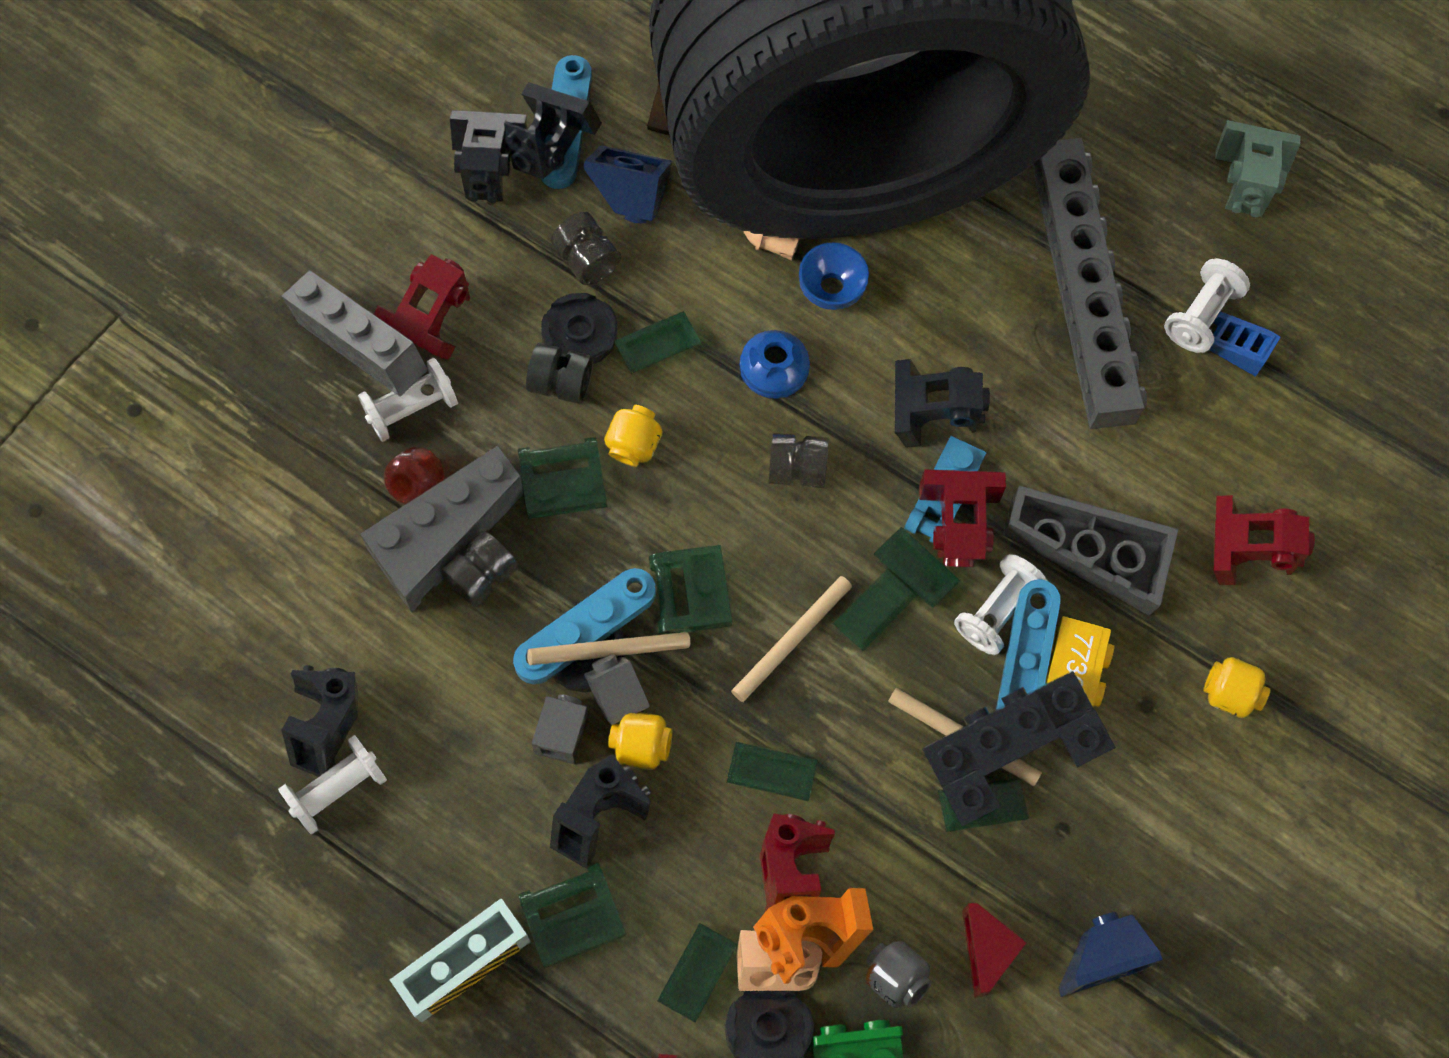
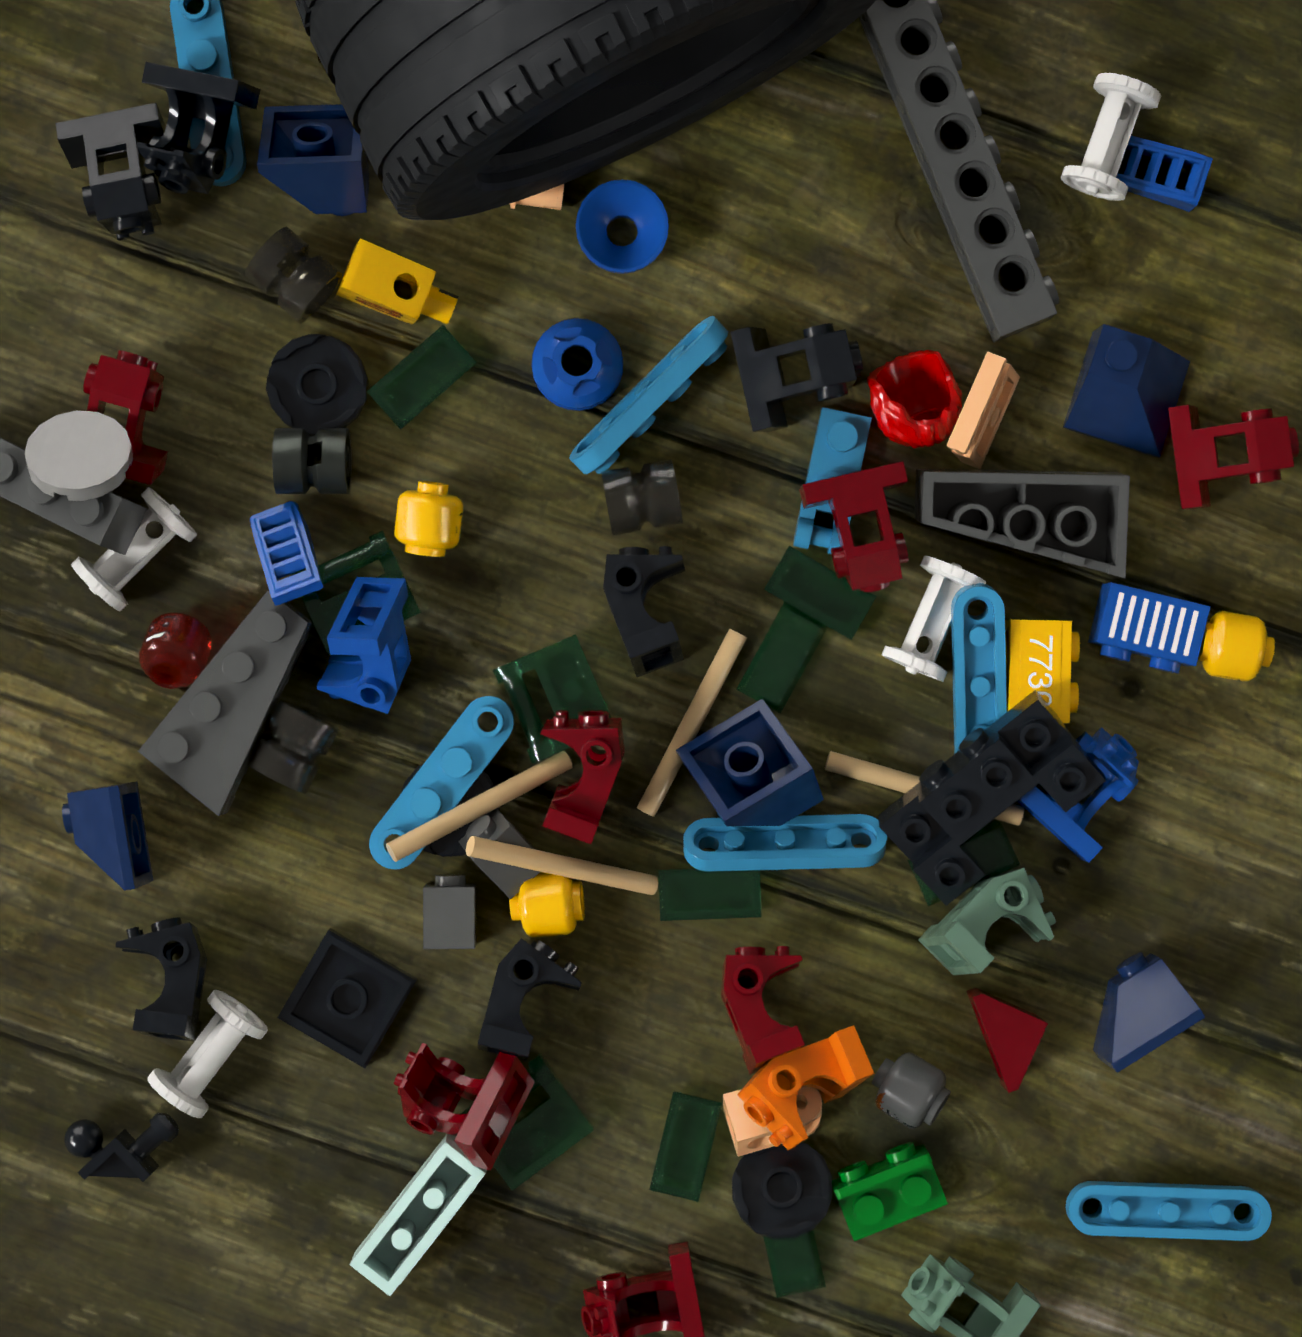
camera: 10 degrees left, 20 degrees up
(232, 846) = (123, 1154): none -> black piece
(320, 588) = (111, 831): none -> dark blue slope
(391, 309) = (78, 455): none -> light grey tile
(458, 777) = (347, 998): none -> black tile
(512, 873) = (434, 1087): none -> dark red tile
(519, 426) = (286, 548): none -> blue slope
(571, 493) = (377, 647): none -> blue tile
(654, 269) = (371, 281): none -> yellow torso
(661, 708) = (561, 865): none -> tan bar
(695, 662) = (579, 807): none -> dark red tile
(775, 555) = (647, 641): none -> black tile
(810, 402) = (664, 382): none -> dark azure plate
(834, 680) = (752, 770): none -> dark blue slope
(843, 745) = (797, 844): none -> dark azure plate
(969, 850) = (961, 934): none -> sand green tile
(1023, 444) = (915, 399): none -> red hair
(1070, 784) = (1118, 763): none -> blue tile
(1074, 460) = (983, 410): none -> light nougat plate
(1170, 655) = (1148, 626): none -> blue brick
(1186, 481) = (1126, 390): none -> dark blue slope

